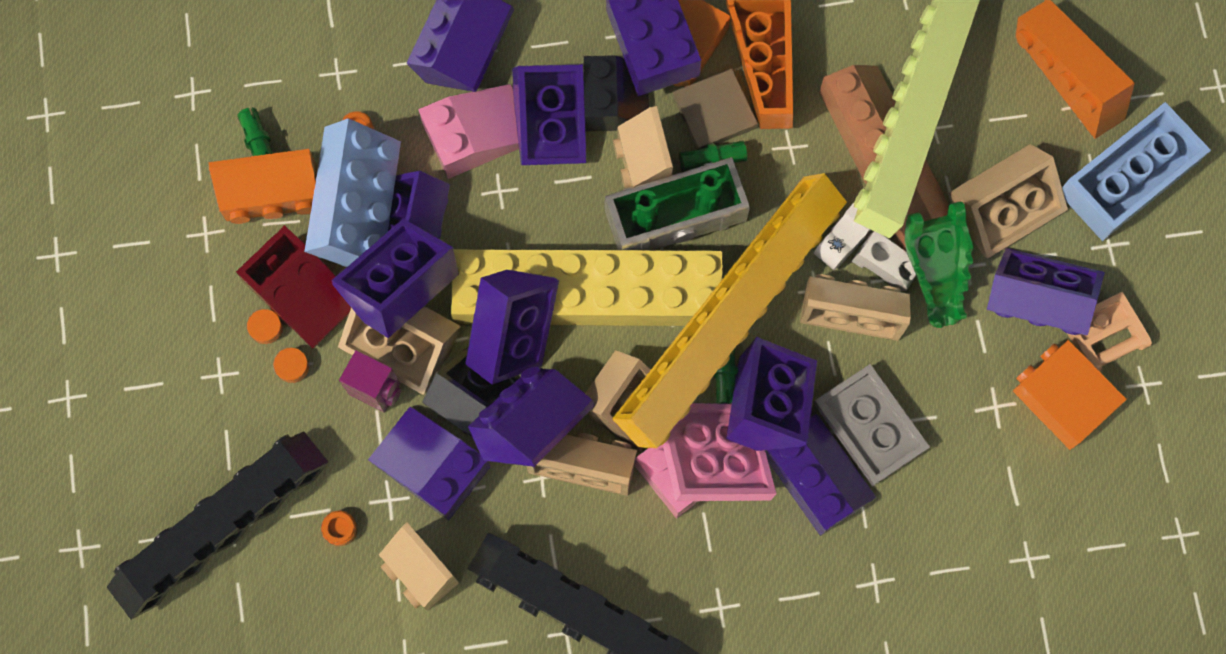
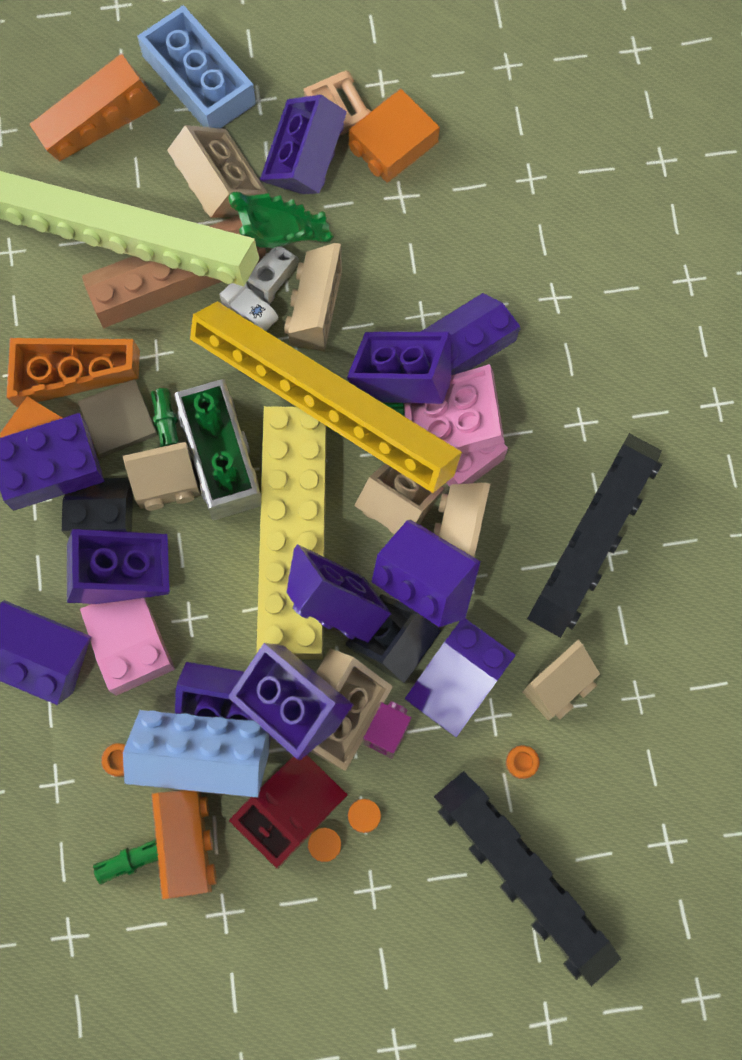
camera: 90 degrees left, 0 degrees up
(871, 425) = (420, 292): light grey plate -> none

